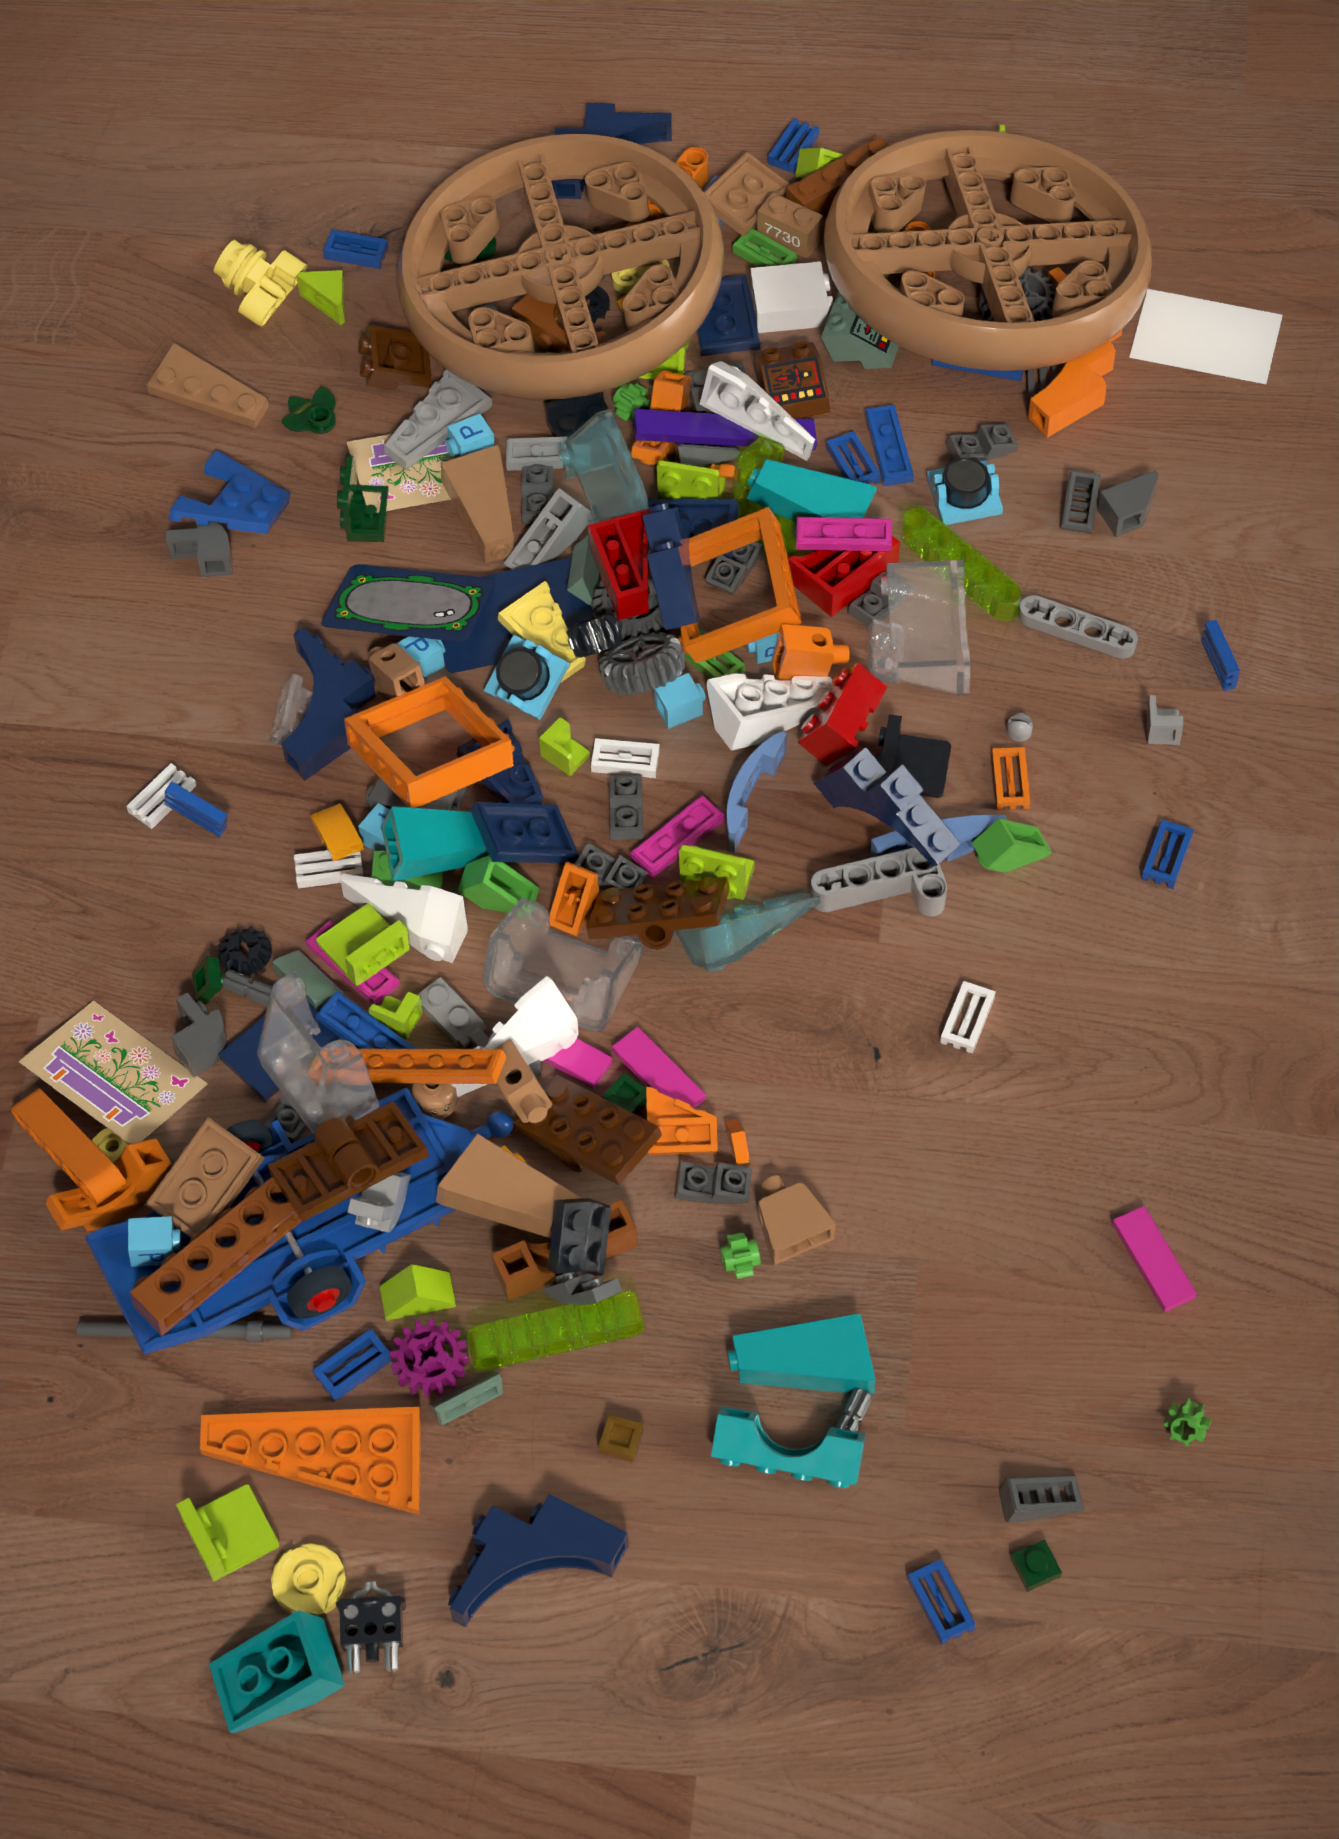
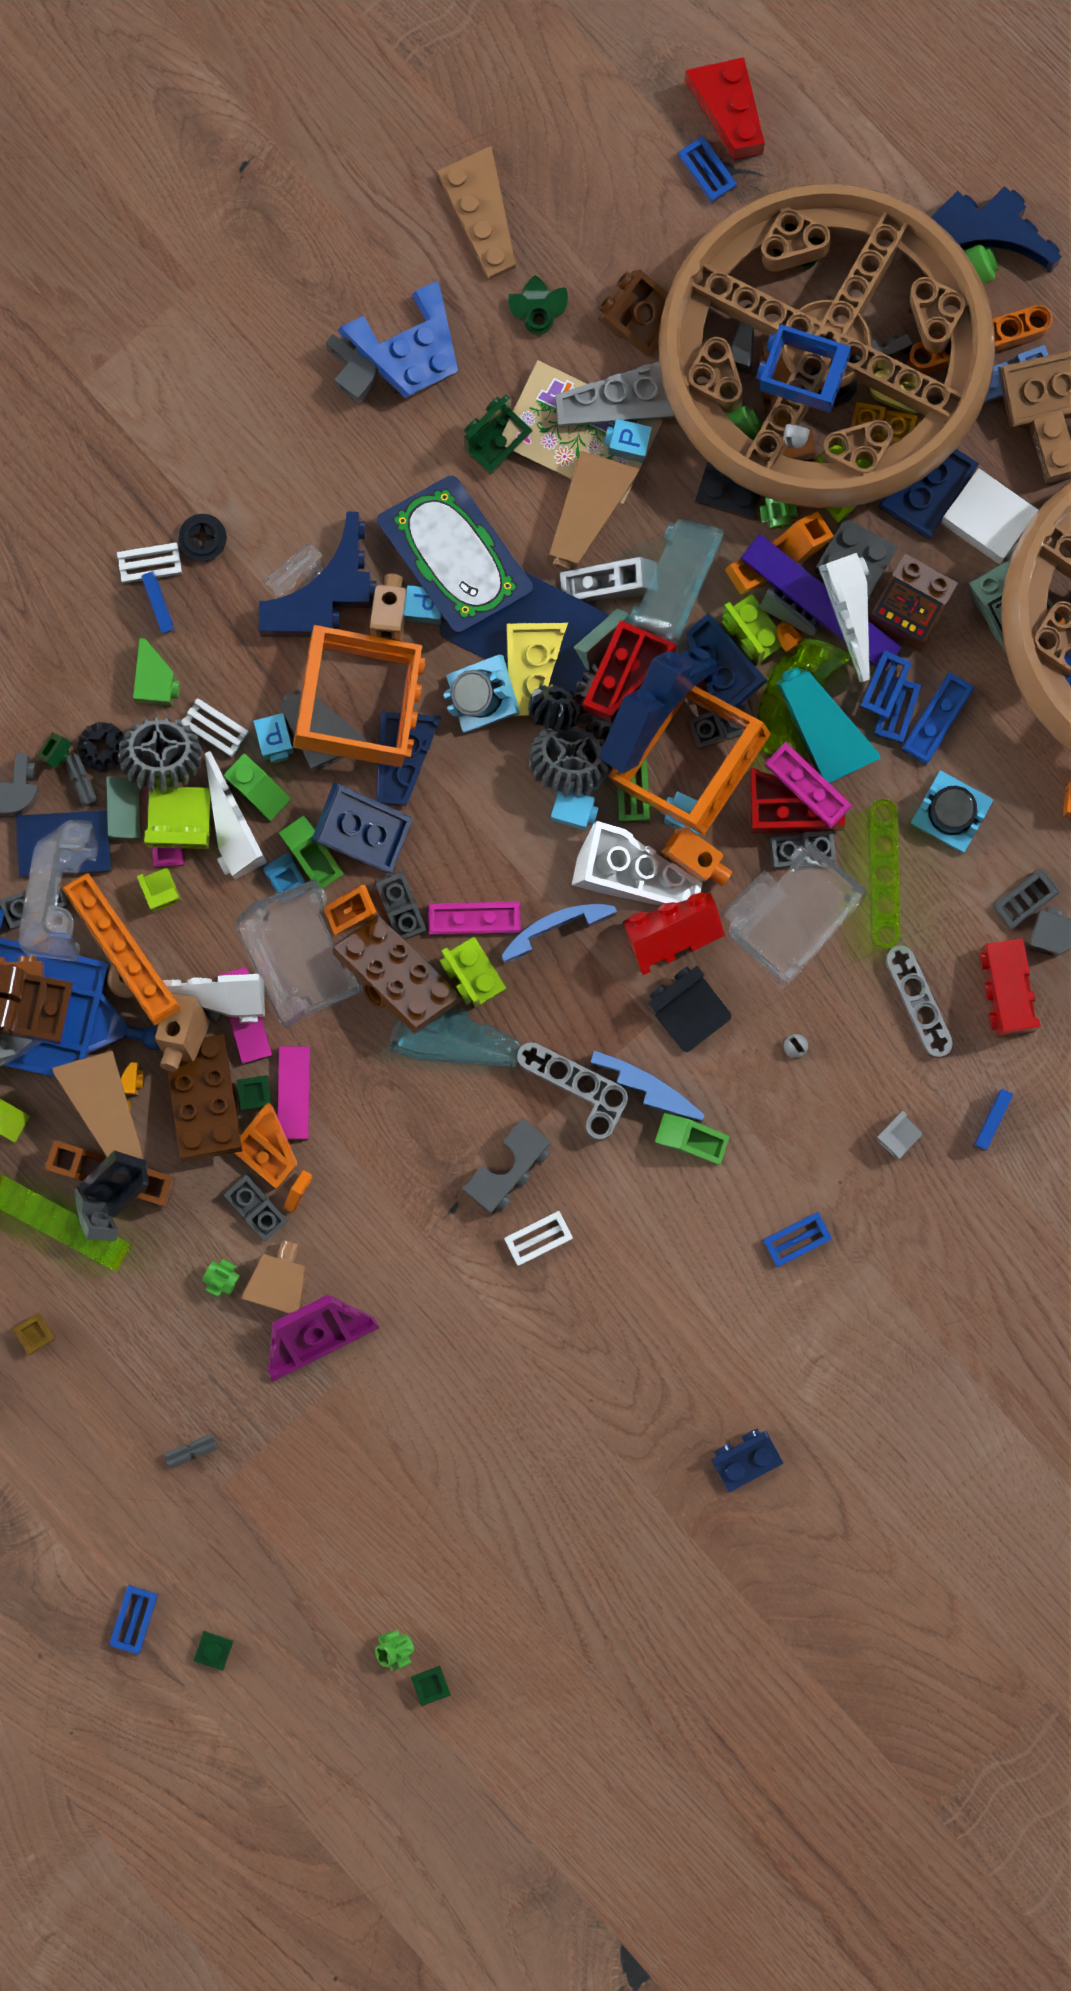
camera: 45 degrees right, 25 degrees up
(193, 735) = (191, 529): none -> black gear
(243, 866) = (154, 679): none -> bright green slope
(264, 283) = (605, 153): light yellow beam -> none
(302, 909) = (141, 758): none -> dark grey gear
(325, 292) = (646, 199): lime slope -> none
(334, 196) = (729, 103): none -> red wedge
(337, 832) = (240, 706): light orange slope -> none
(357, 1025) = (125, 887): blue tile -> none
(430, 841) = (283, 782): teal slope -> none
(453, 1015) = (197, 926): light grey hinge -> none
(485, 922) = (283, 873): none -> dark azure slope
(533, 451) = (671, 497): light grey hinge -> none
(536, 491) = (638, 531): dark grey slope -> none
(556, 248) = (811, 343): none -> blue window
(560, 749) = (458, 776): lime panel -> none
(599, 307) = (795, 436): none -> light grey hinge
(624, 762) = (513, 841): white tile -> none
(626, 807) = (459, 863): dark grey slope -> none
(743, 1440) = (106, 1411): teal arch -> none
(761, 255) = (1019, 478): bright green tile -> none
(808, 1356) = (203, 1389): teal slope -> none
(834, 464) = (875, 709): none -> blue tile
(861, 1231) = (314, 1334): none -> magenta wing
(889, 956) = (492, 1189): none -> dark grey arch
(891, 798) = (625, 1038): dark blue arch -> none
(988, 444) = (1006, 781): dark grey slope -> none
(1011, 801) = (732, 1101): orange tile -> none
(1027, 1511) = (237, 1595): dark grey slope -> none
(1136, 561) = (1008, 988): none -> red wedge
(1154, 1259) = (488, 1521): dark pink tile -> none
(1246, 1426) = (430, 1685): none -> dark green plate
(1304, 1039) = (747, 1460): none -> dark blue bracket

